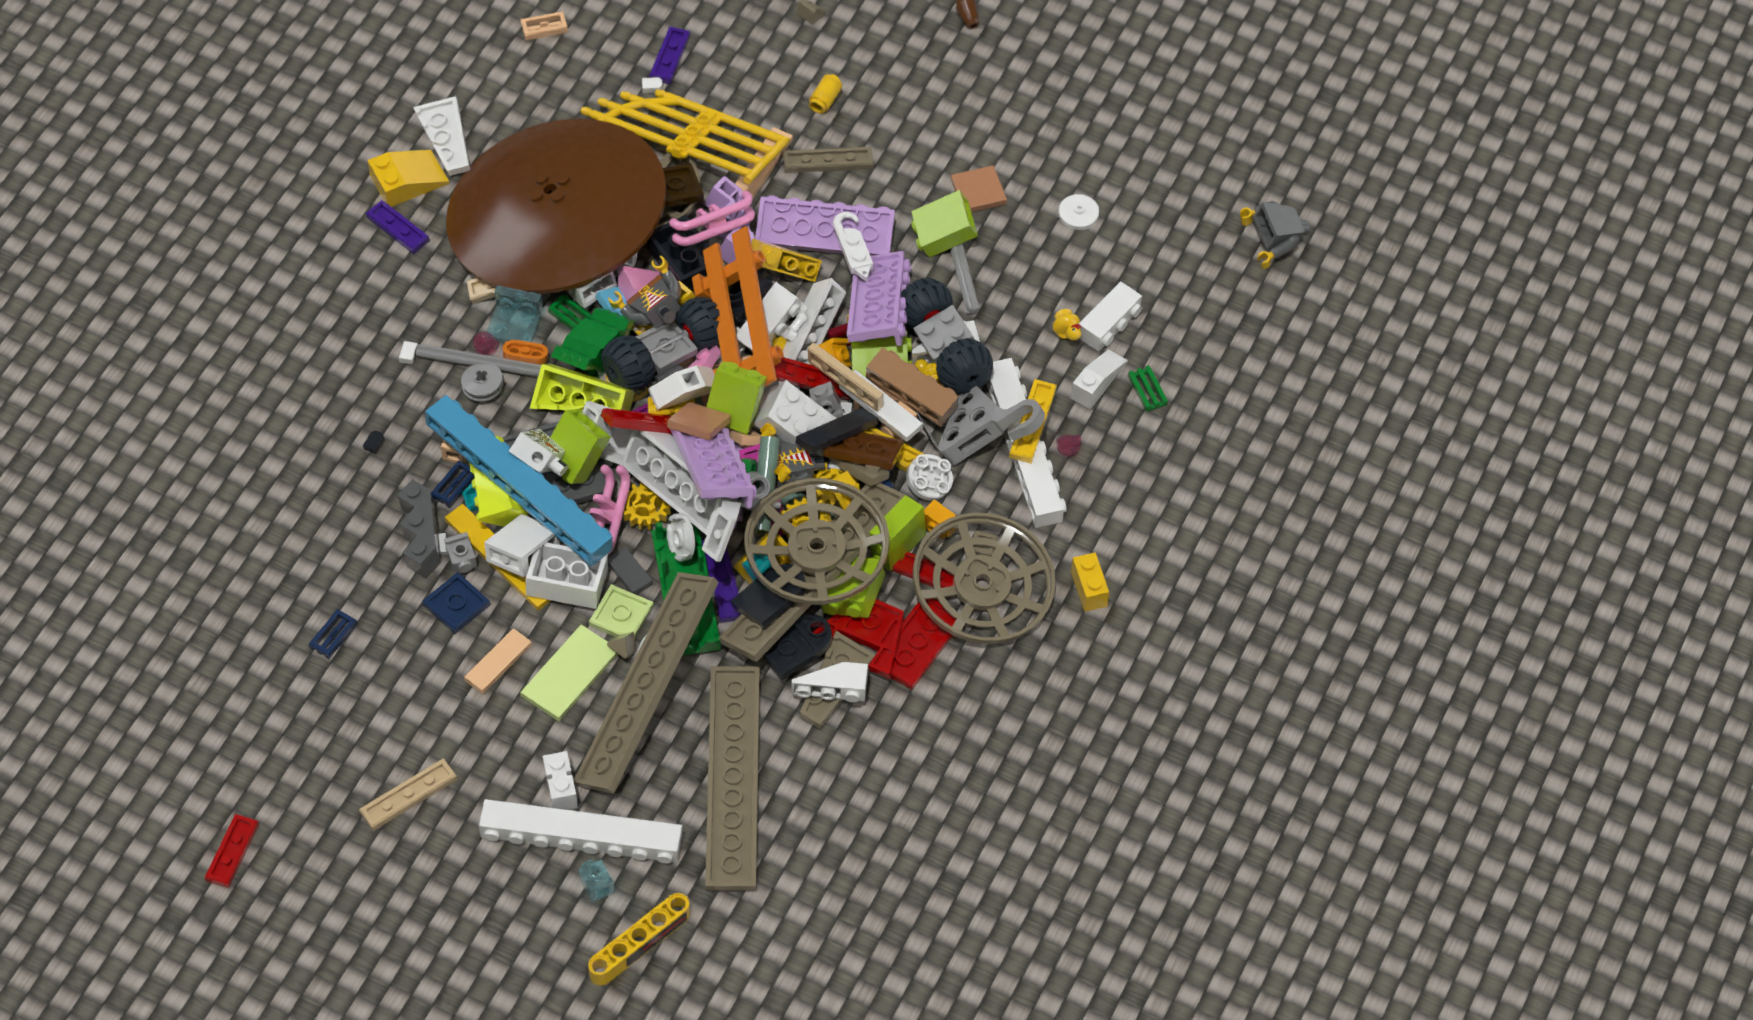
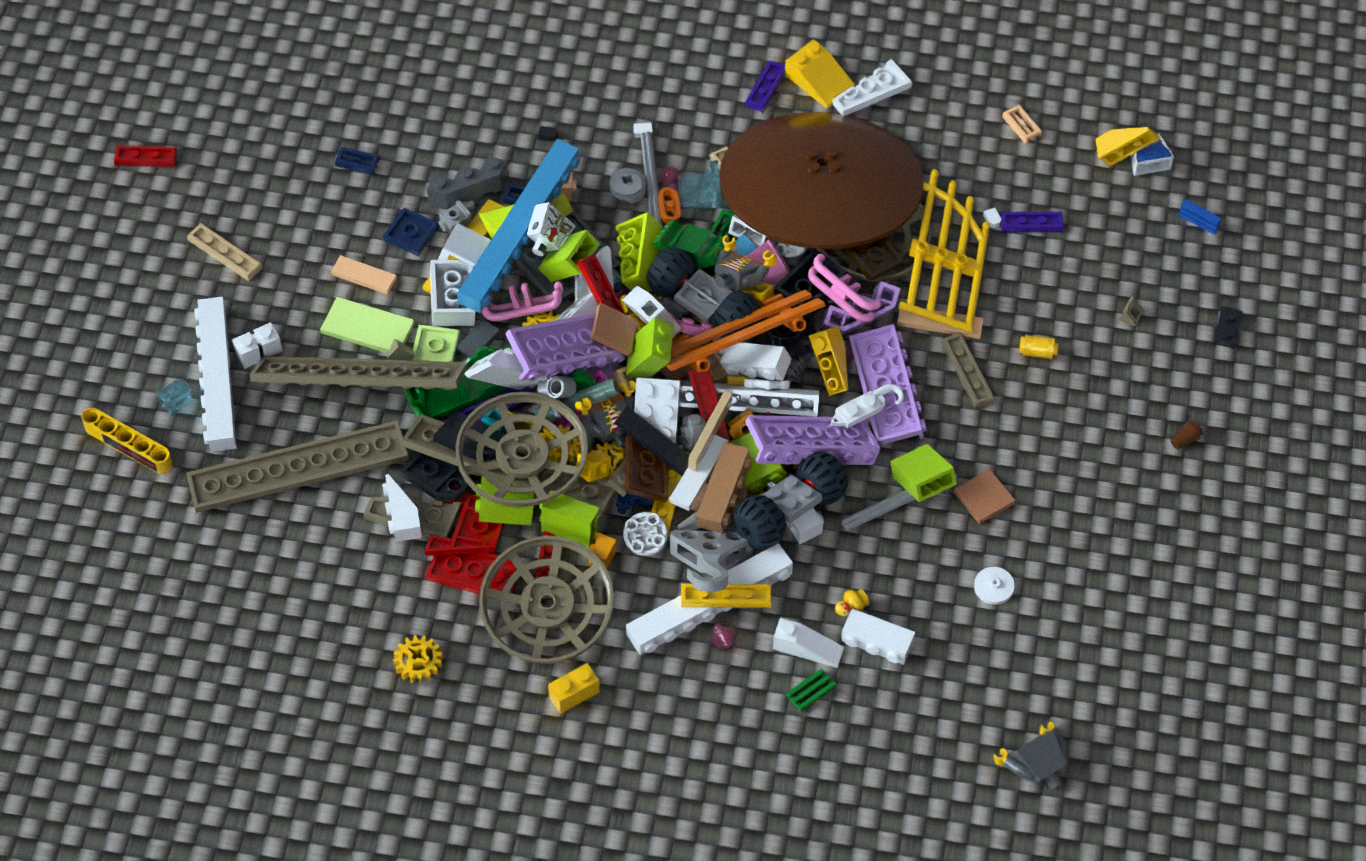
camera: 75 degrees right, 0 degrees up
(1011, 713) = (418, 659): none -> yellow gear

